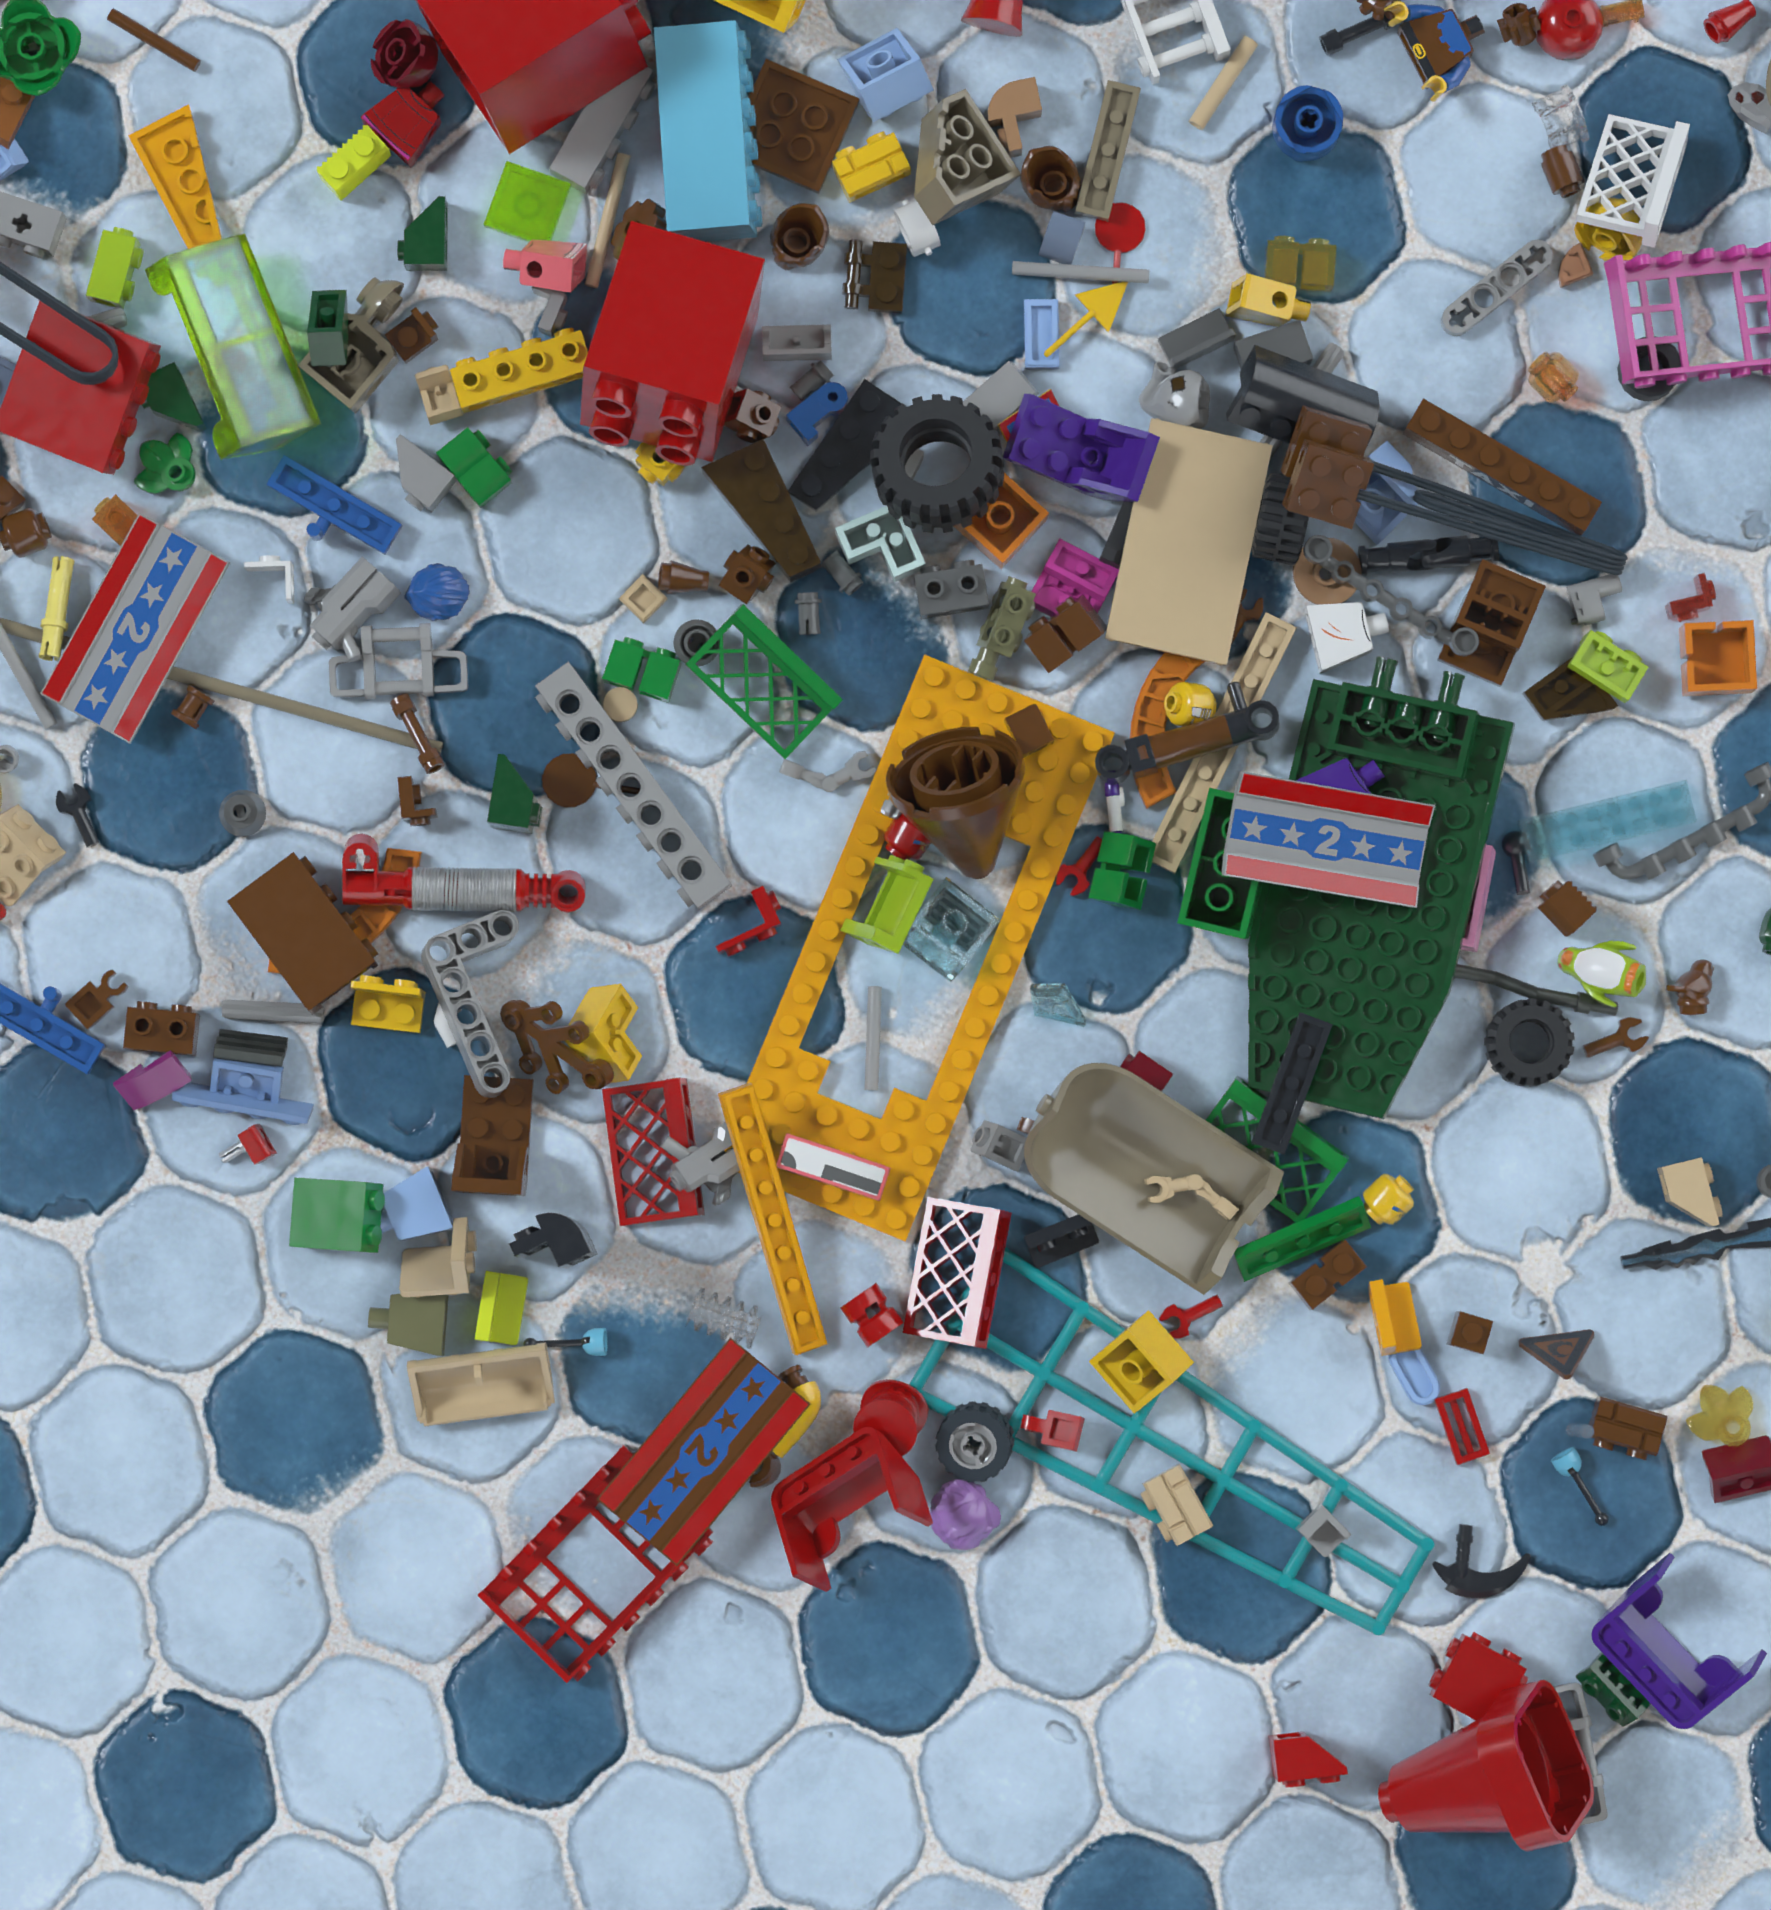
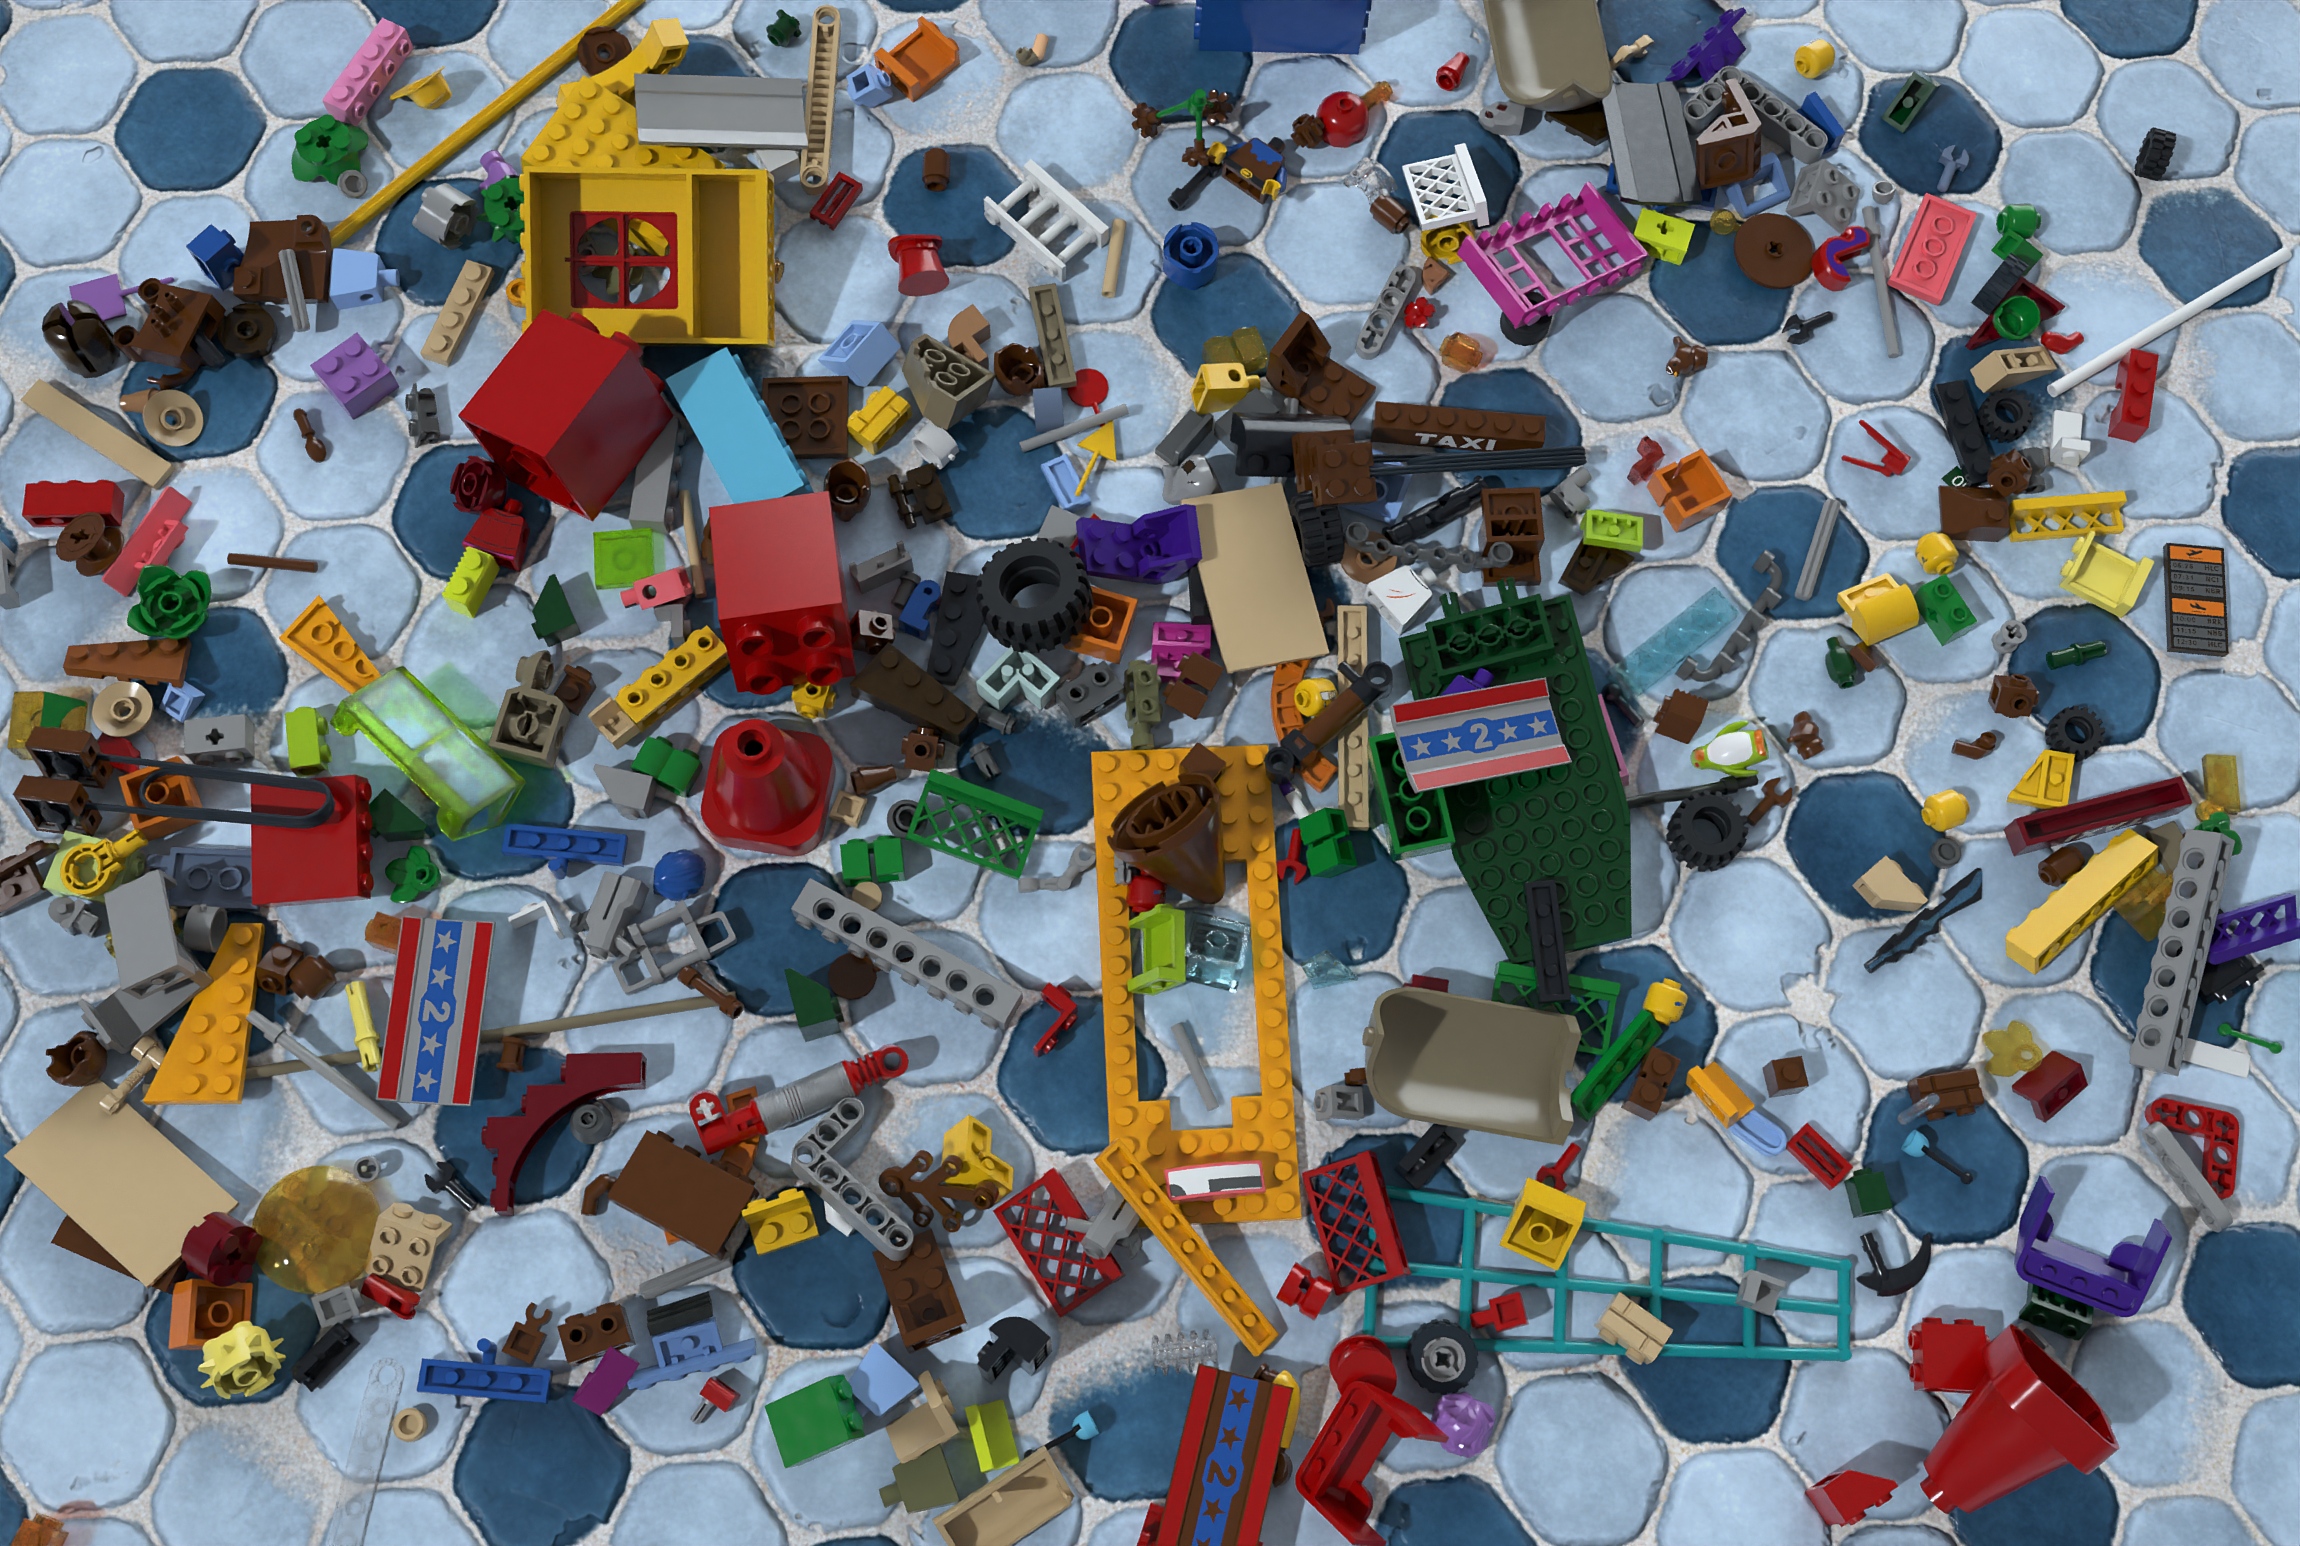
camera: 30 degrees left, 15 degrees down
(217, 885) = (594, 1191): none -> reddish brown arm
(254, 766) = (514, 1137): none -> dark red arch
(328, 328) = (500, 703): dark green slope -> none
(410, 797) = (726, 1044): reddish brown bracket -> none
(573, 571) = (772, 798): none -> red cone
(1191, 1182) = (1491, 1070): tan piece -> none
(1377, 337) = (1303, 370): none -> reddish brown bracket
(1489, 1486) = (1868, 1193): none -> dark green brick
(1532, 308) = (1417, 313): none -> red plant
(1559, 1351) = (1863, 1057): piece -> none

